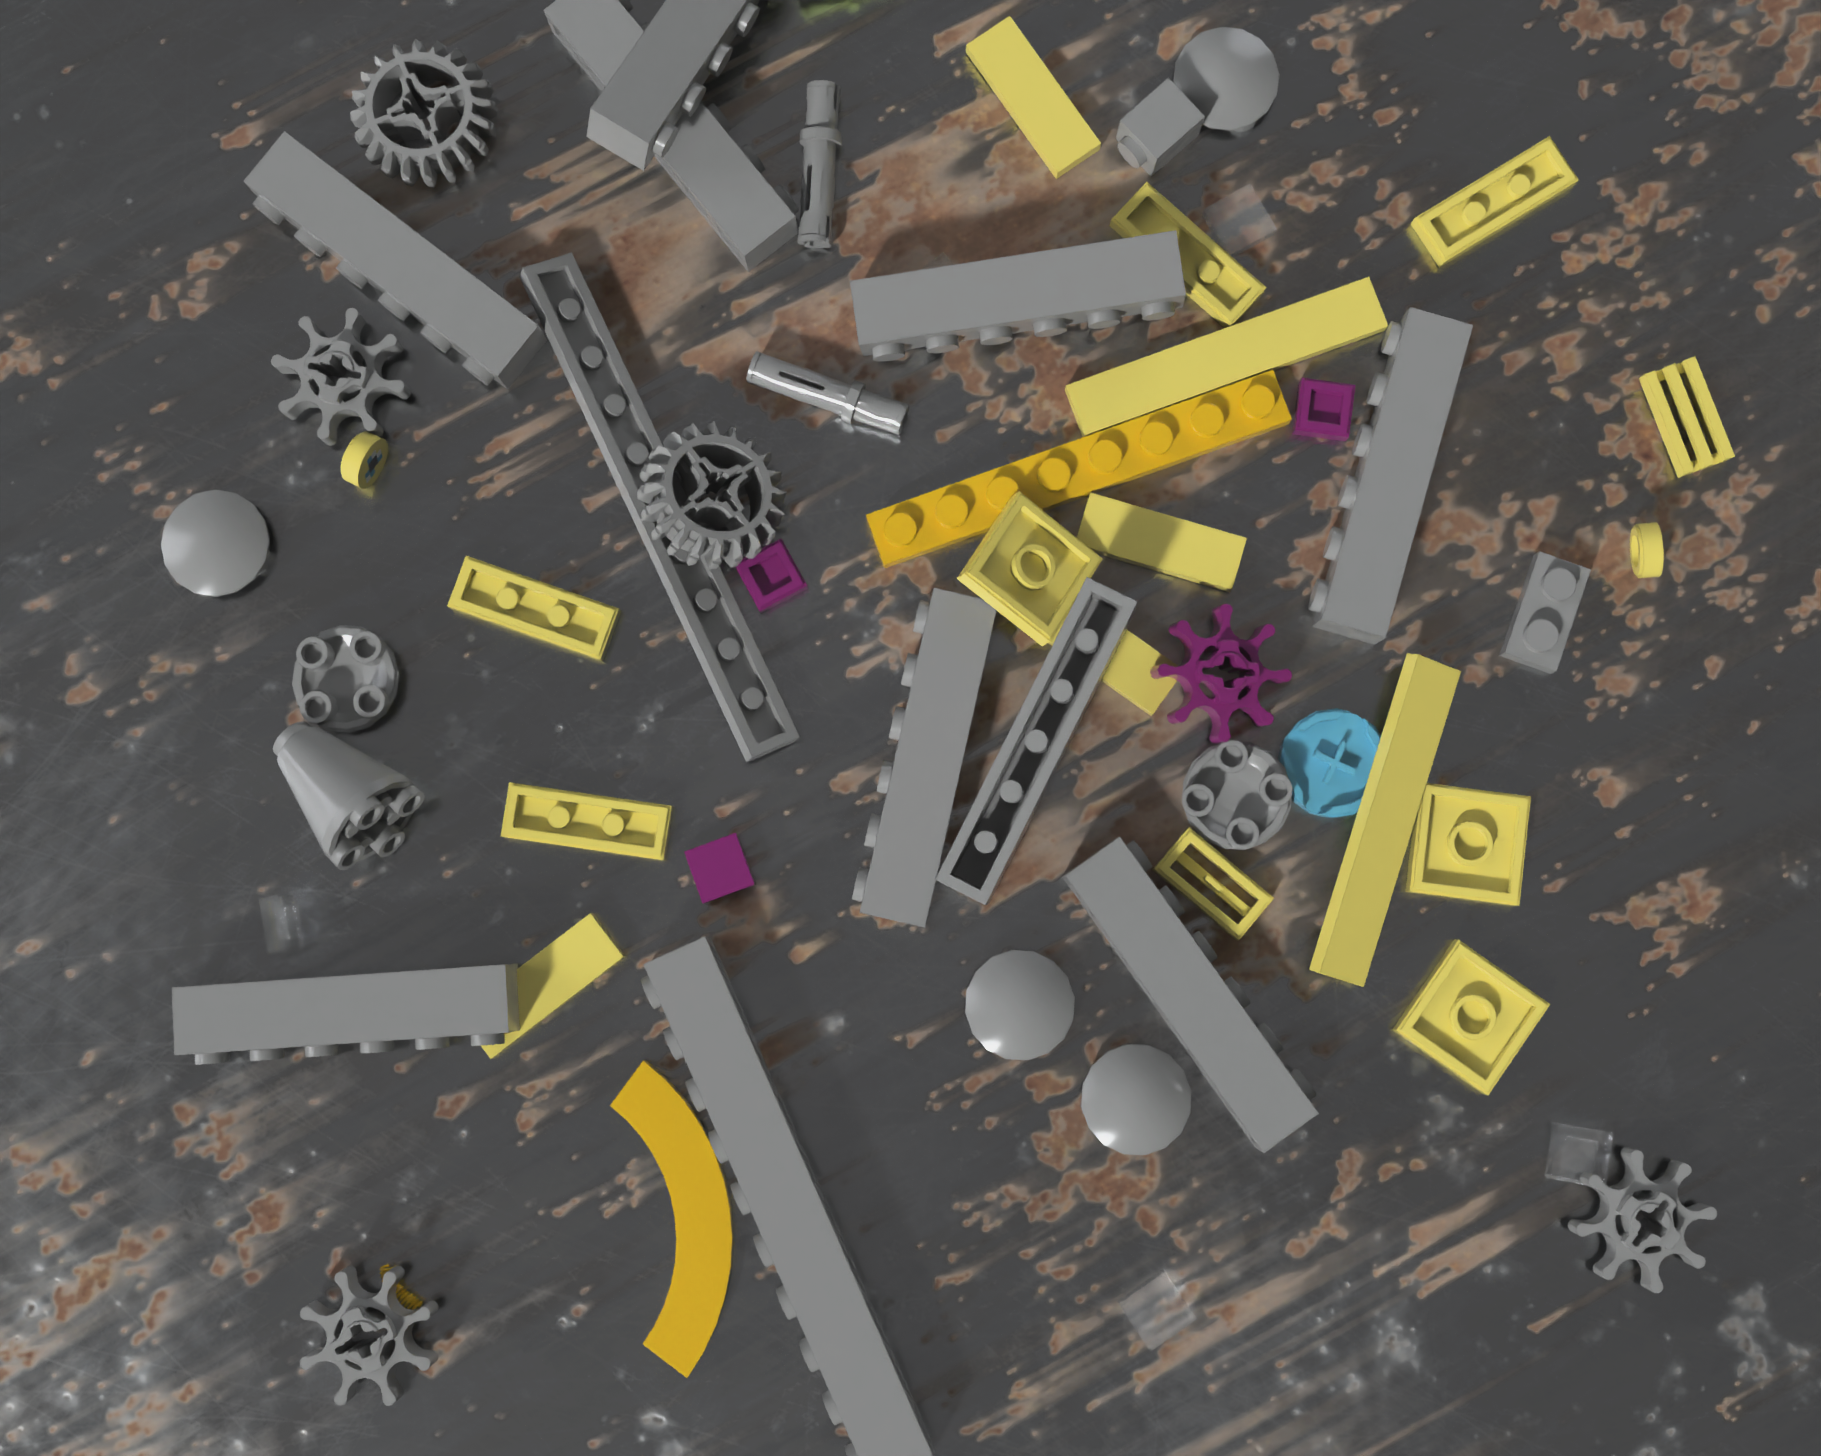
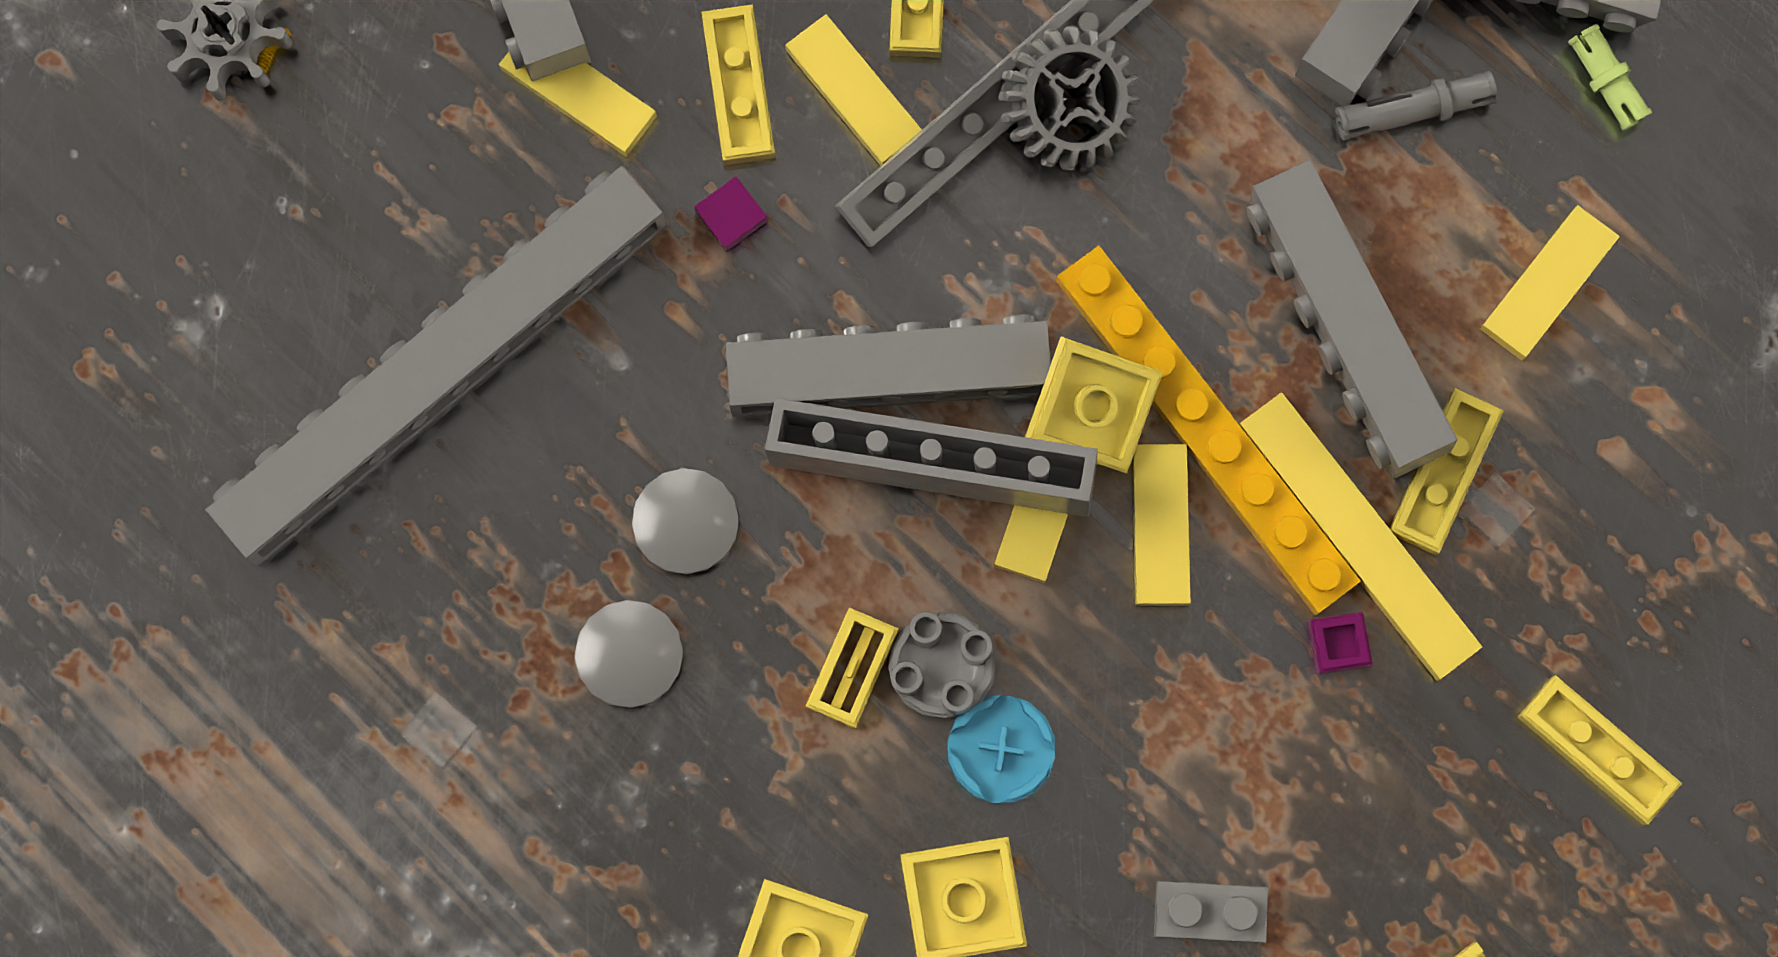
camera: 70 degrees right, 5 degrees down
(629, 707) = (852, 89): none -> light yellow tile
(700, 1213) = (410, 291): yellow tile -> none
(771, 576) = (1015, 179): magenta tile -> none
(828, 393) = (1201, 195): light grey pin -> none
(1158, 128) = (1557, 405): light grey brick -> none
(1191, 995) = (741, 672): light grey brick -> none
(1211, 692) = (1077, 607): magenta gear -> none
(1228, 77) = (1630, 457): light grey dish -> none
(1385, 819) = (961, 809): light yellow tile -> none
(1391, 475) = (1295, 721): light grey brick -> none

